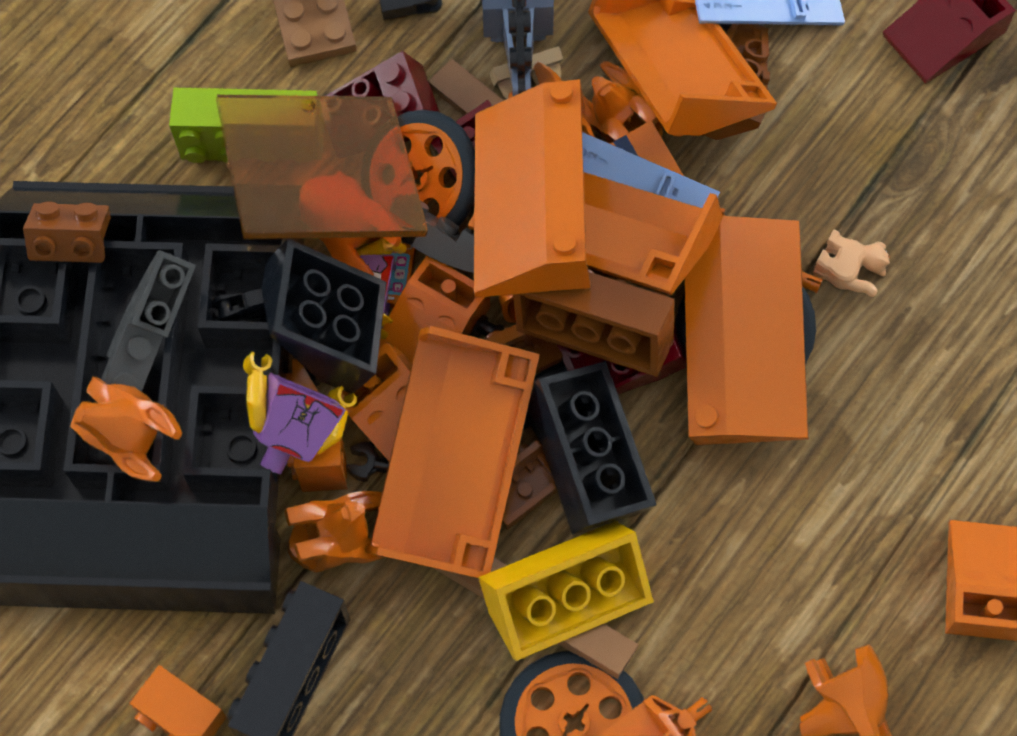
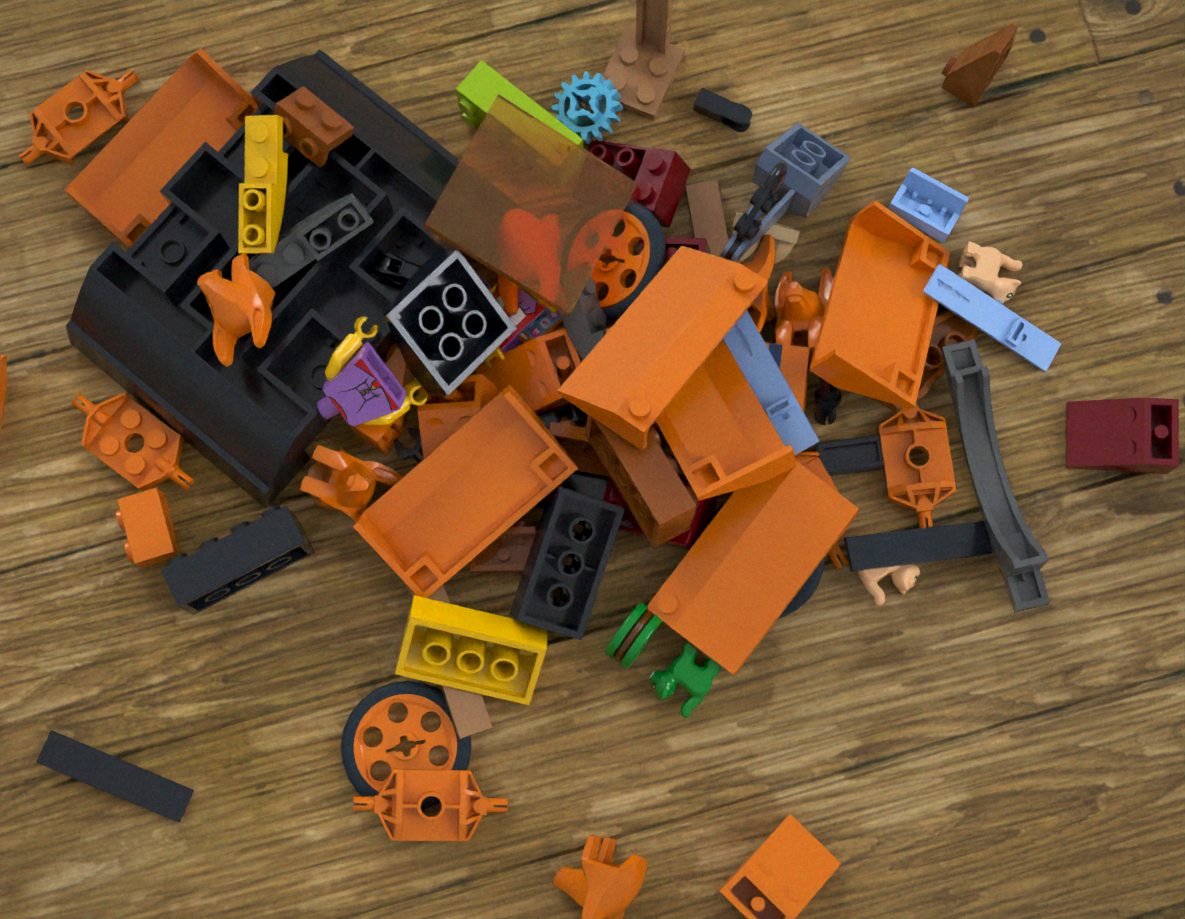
camera: 40 degrees right, 10 degrees up
(63, 307) = (264, 186): none -> yellow slope
(70, 640) = (112, 426): none -> orange plate
(287, 60) = (599, 94): none -> medium azure gear
(693, 158) = (827, 399): none -> black pin
(697, 470) = (633, 636): none -> green head
(751, 192) = (851, 455): none -> black tile
(770, 470) = (684, 672): none -> green animal
(816, 182) = (913, 485): none -> orange plate
(865, 224) = (917, 546): none -> black piece
(924, 163) = (1007, 532): none -> dark grey slope

